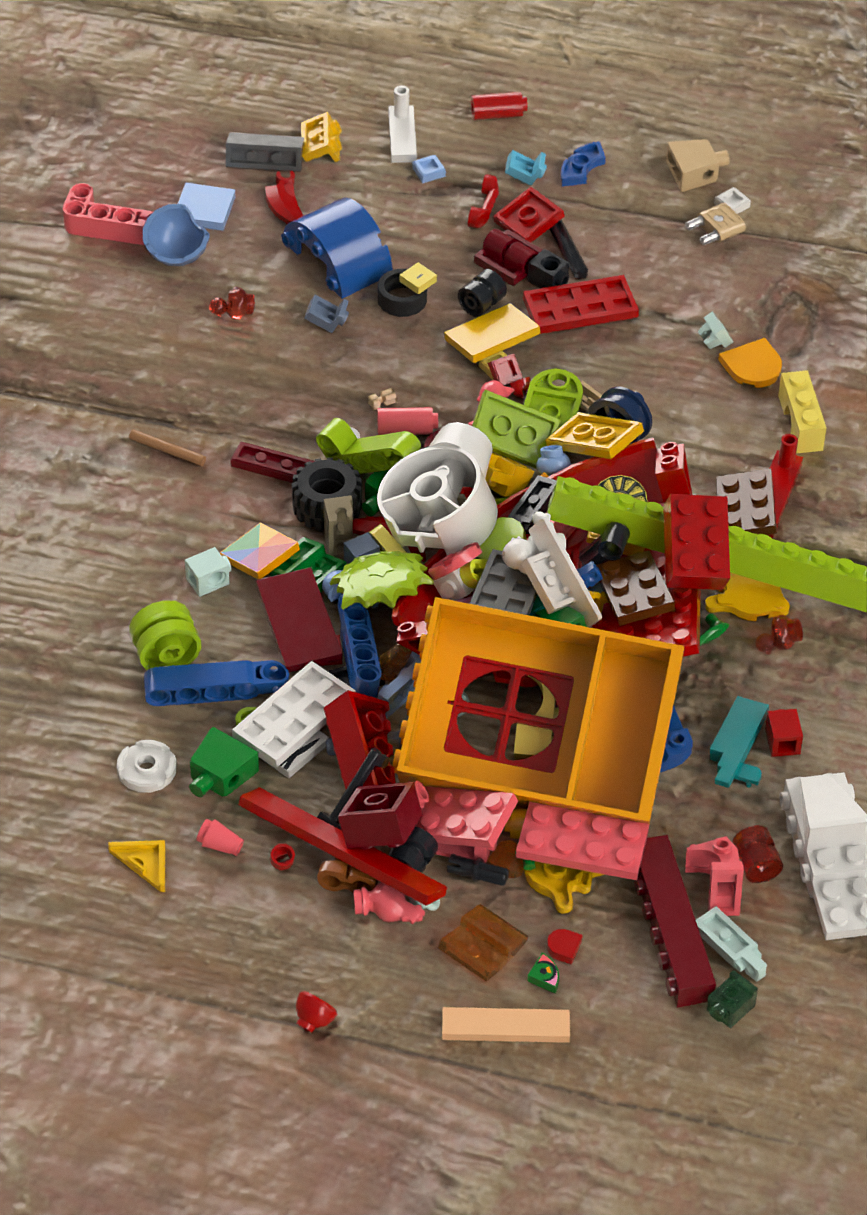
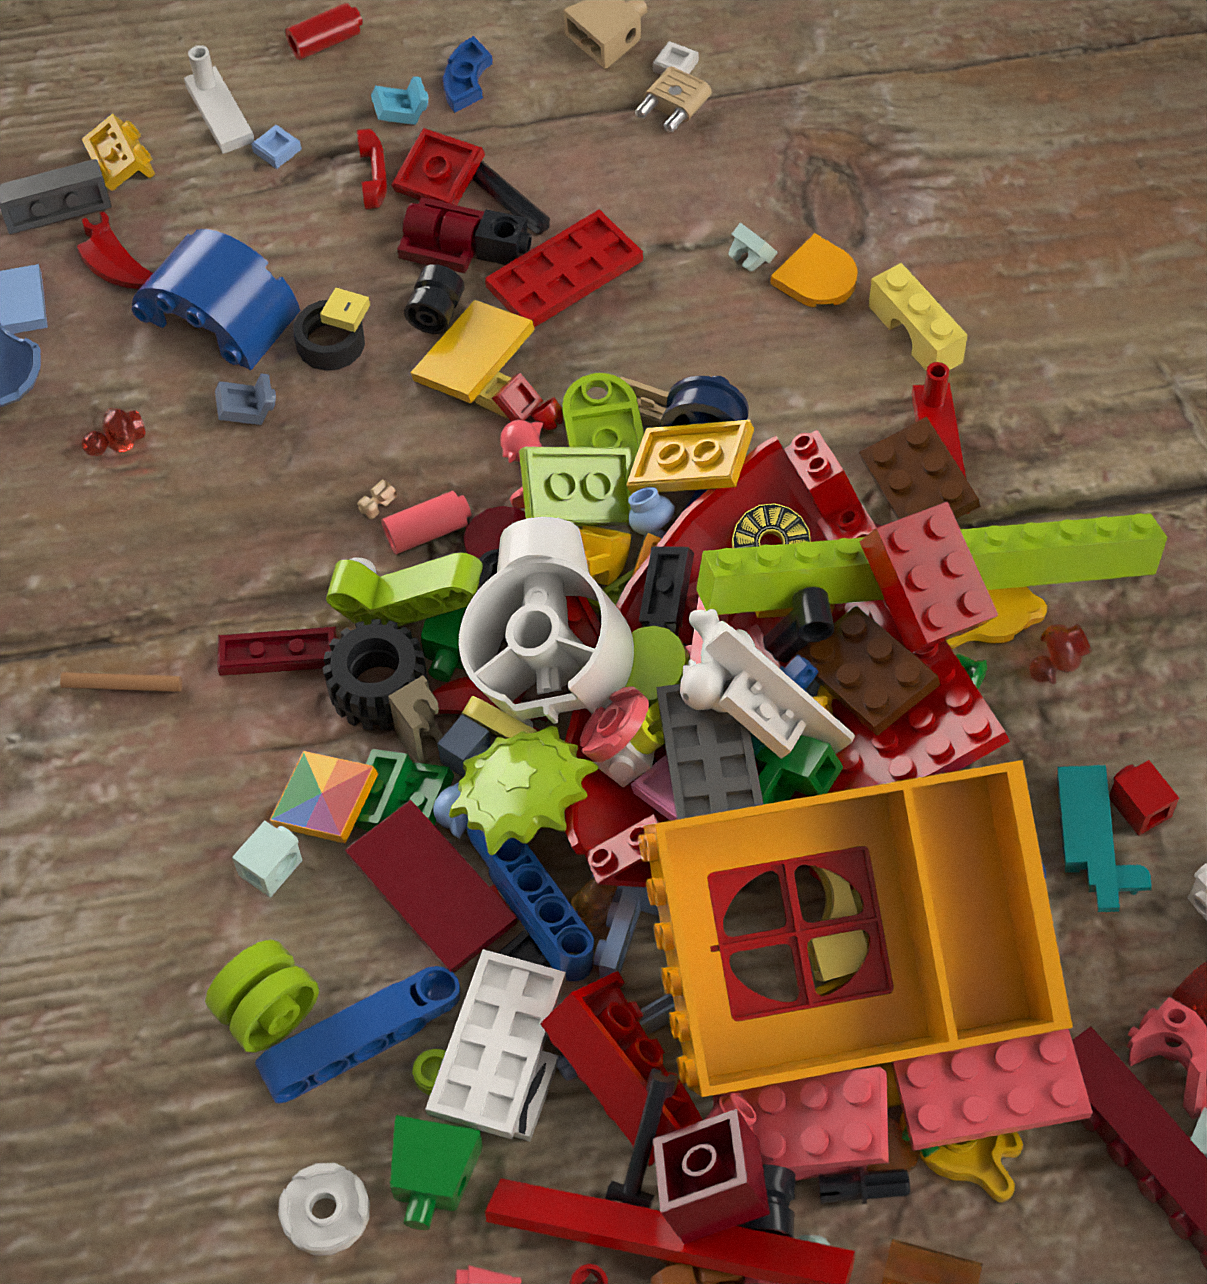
camera: 20 degrees left, 10 degrees up
(564, 945) = (1034, 1255): red tile -> none

